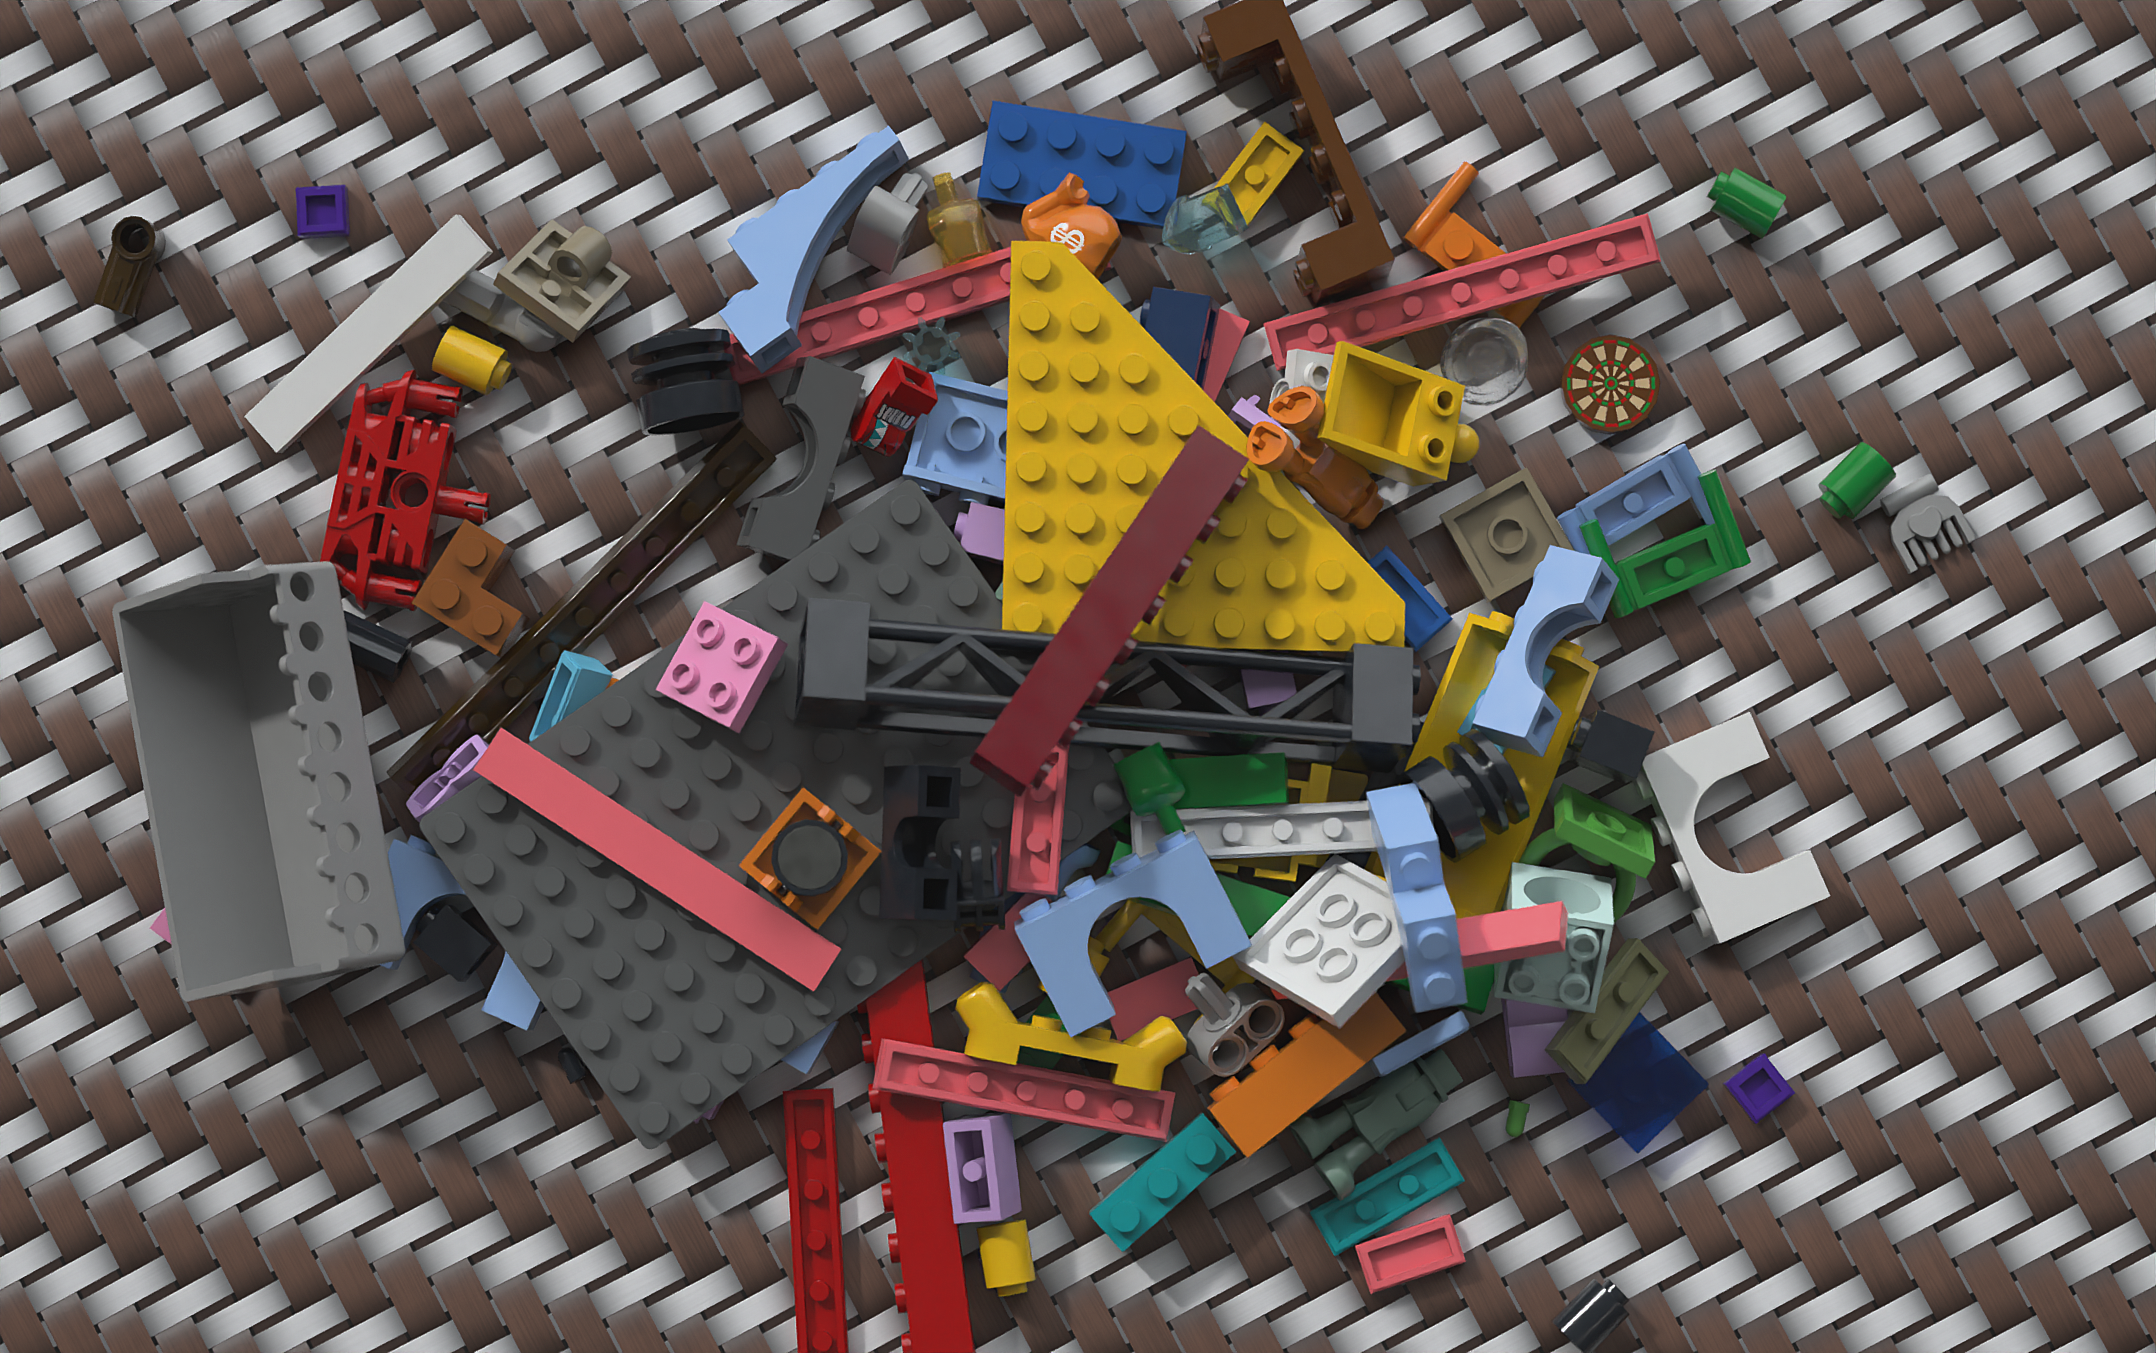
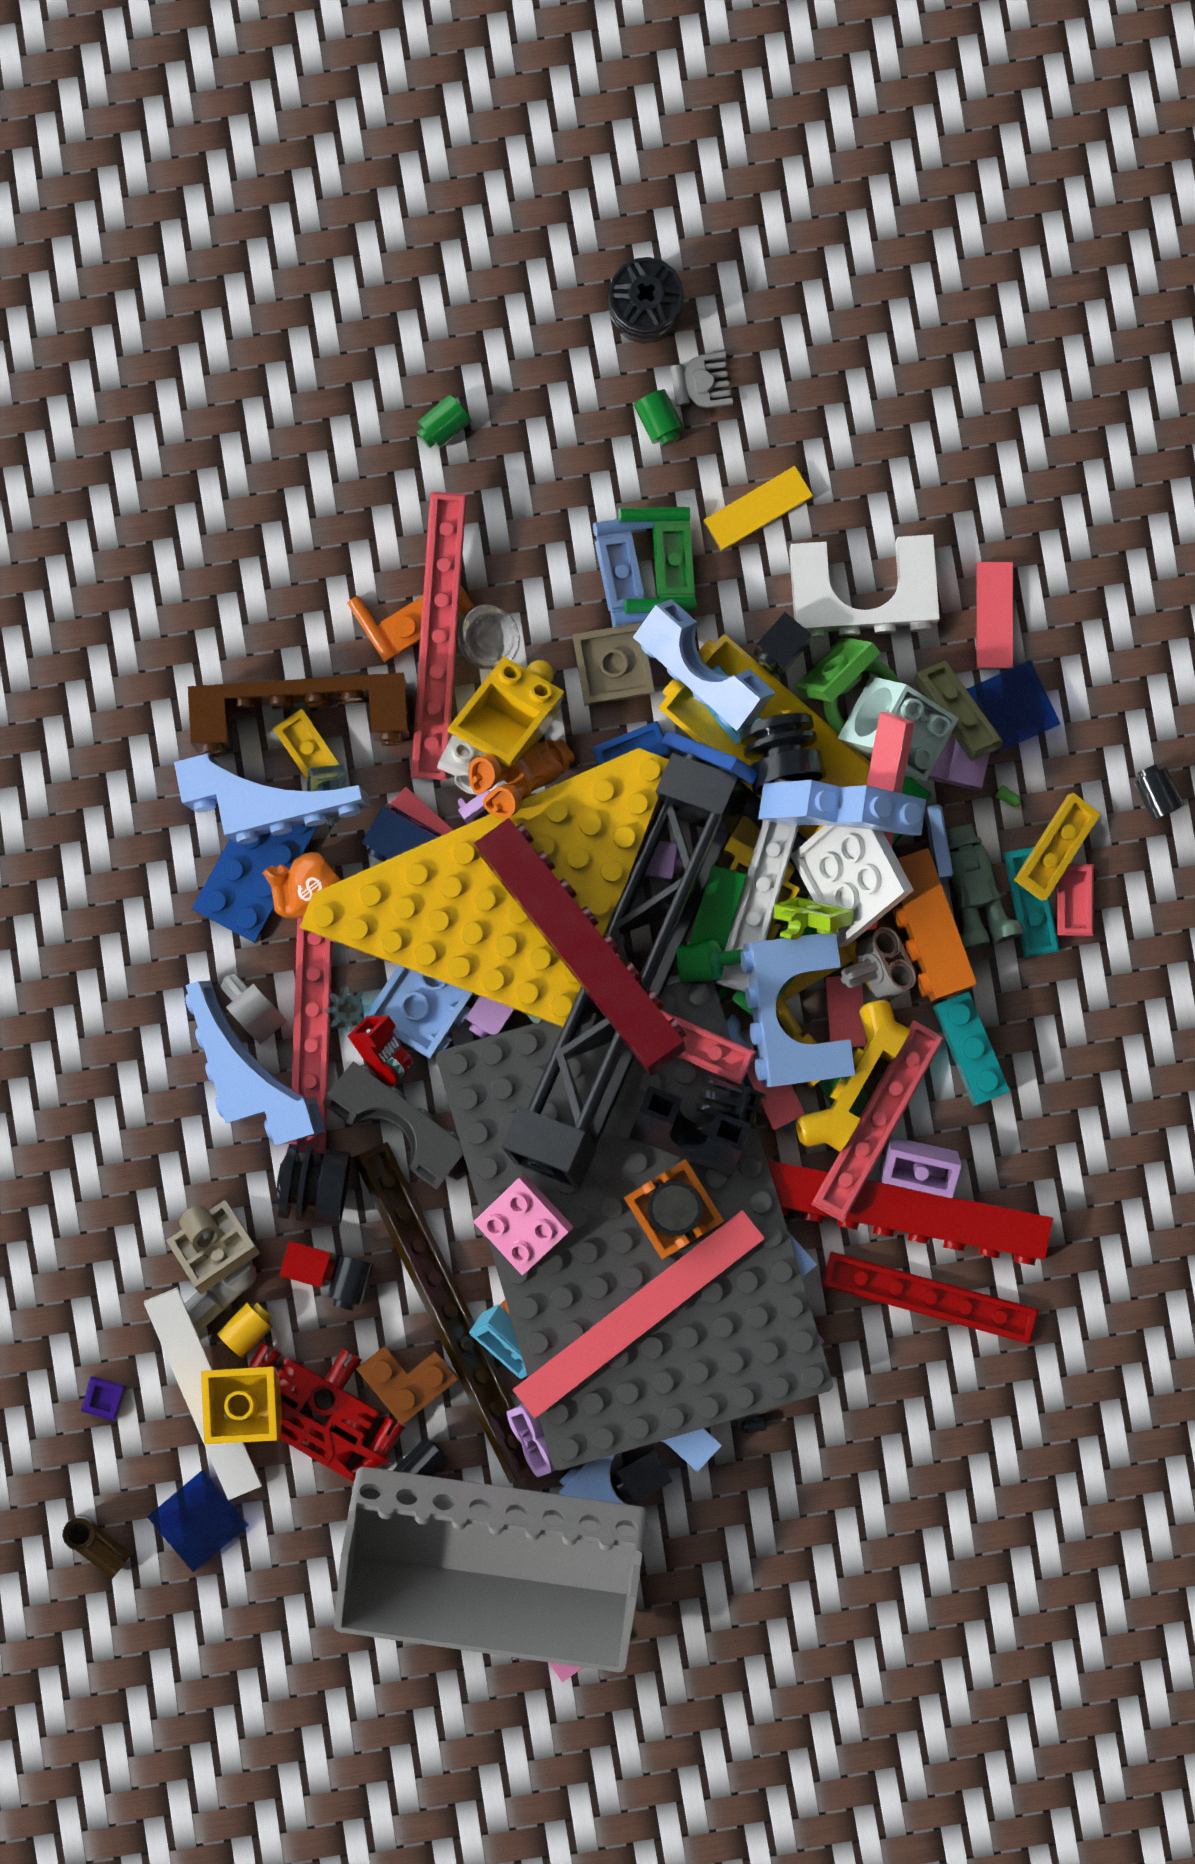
camera: 75 degrees left, 0 degrees up
(206, 387) = (198, 1520): none -> clear blue plate
(363, 385) = (241, 1405): none -> yellow brick
(577, 473) = (349, 1282): none -> black brick
(581, 411) = (307, 1264): none -> red brick
(956, 224) = (268, 963): clear yellow piece -> none
(1006, 1256) = (985, 1172): yellow brick -> none
(1148, 134) = (257, 809): none -> light blue arch
(1264, 906) = (804, 913): none -> lime plate
(1426, 702) = (710, 756): none -> blue tile
(1471, 1205) = (1057, 846): none -> yellow plate
(1610, 384) = (534, 558): reddish brown tile -> none
(1752, 1016) = (994, 615): none -> coral tile
(1758, 1088) = (1043, 628): dark purple tile -> none
(1782, 654) = (758, 508): none -> yellow tile
(1978, 408) = (645, 320): none -> black wheel

